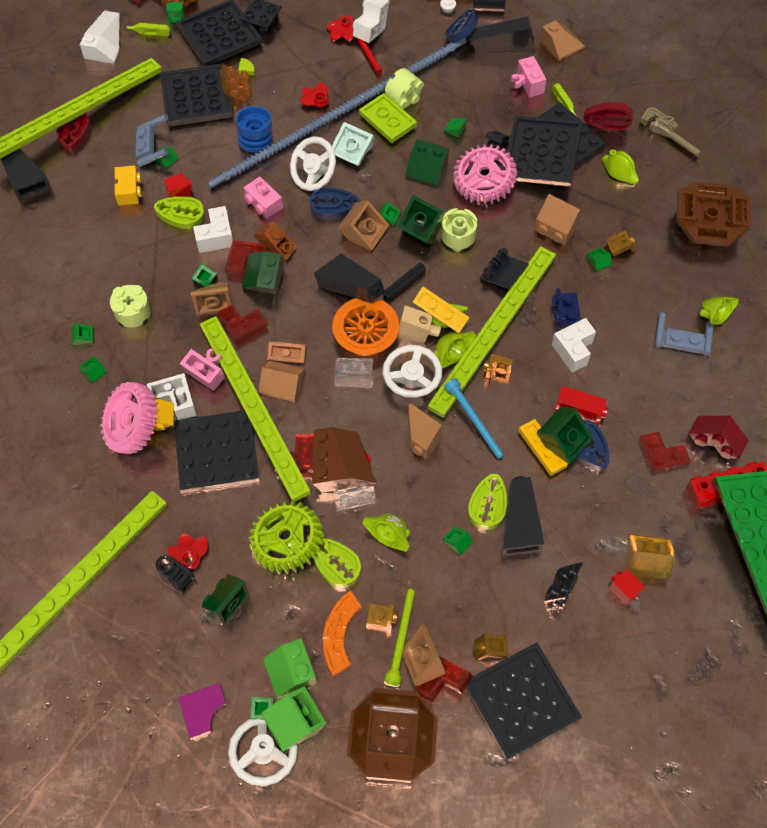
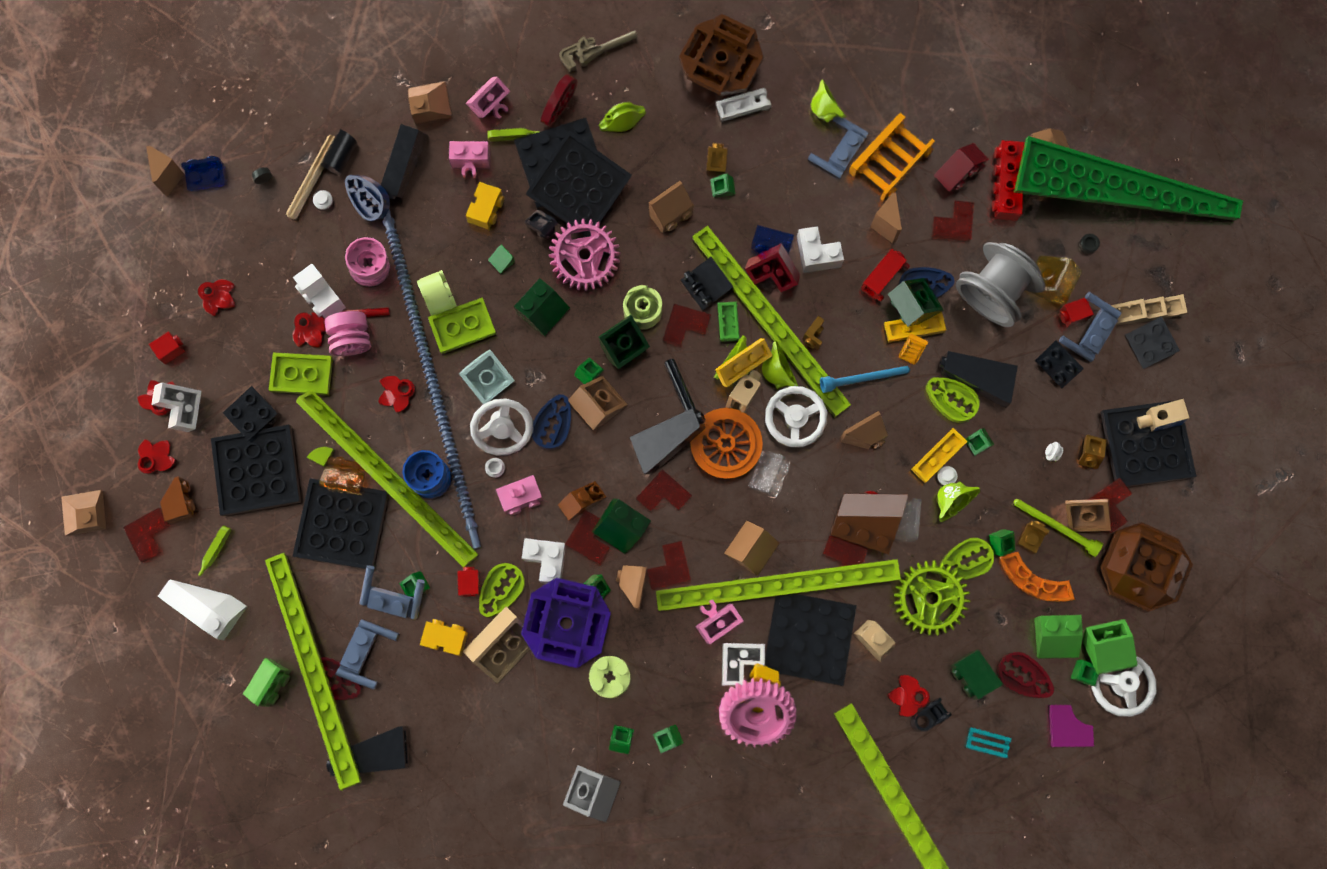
camera: 70 degrees left, 15 degrees up
(27, 325) = (591, 793): none -> light grey slope
(56, 88) = (266, 683): none -> bright green slope
(100, 135) = (358, 651): none -> sand blue plate
(133, 224) = (498, 646): none -> tan slope
(153, 243) = (572, 601): none -> dark purple piece
(157, 655) = (1005, 747): none -> teal tile
(175, 11) = (202, 511): green slope -> none
(230, 499) = (875, 639): none -> tan torso
(230, 644) = (1027, 665): none -> dark red piece
(249, 96) = (387, 478): none -> lime plate
(280, 175) = (494, 467): none -> white plate
(286, 352) = (719, 532): nougat slope -> none
(304, 34) = (300, 373): none -> lime plate
(308, 297) = (661, 488): none -> clear red plate
(346, 46) = (347, 333): none -> bright pink wheel
(365, 589) = (1002, 542): none -> green slope
(409, 40) = (369, 252): none -> bright pink wheel
(411, 519) = (947, 475): none -> white plate
(428, 505) = (939, 455): none -> yellow plate
(463, 265) = (683, 319): none -> clear red plate
(474, 608) = (1054, 451): none -> white plate
(478, 297) = (728, 321): none -> bright green plate
(494, 100) = (484, 210): none -> yellow brick
(518, 448) = (912, 349): none -> light orange slope
(542, 313) = (774, 264): none -> dark red brick
(554, 698) = (1171, 413): none -> tan torso
(584, 72) = (488, 98): none -> bright pink brick
(616, 495) = (1001, 283): none -> light grey wheel
(616, 612) = (1097, 331): none -> sand blue plate
(630, 672) = (1152, 342): none -> black hinge
(635, 386) = (887, 220): none -> medium nougat slope
(662, 657) = (1151, 309): none -> tan slope
(681, 248) = (743, 104): none -> white plate
(705, 581) = (1089, 243): none -> pearl dark grey tile
(706, 363) = (884, 139): none -> light orange fence

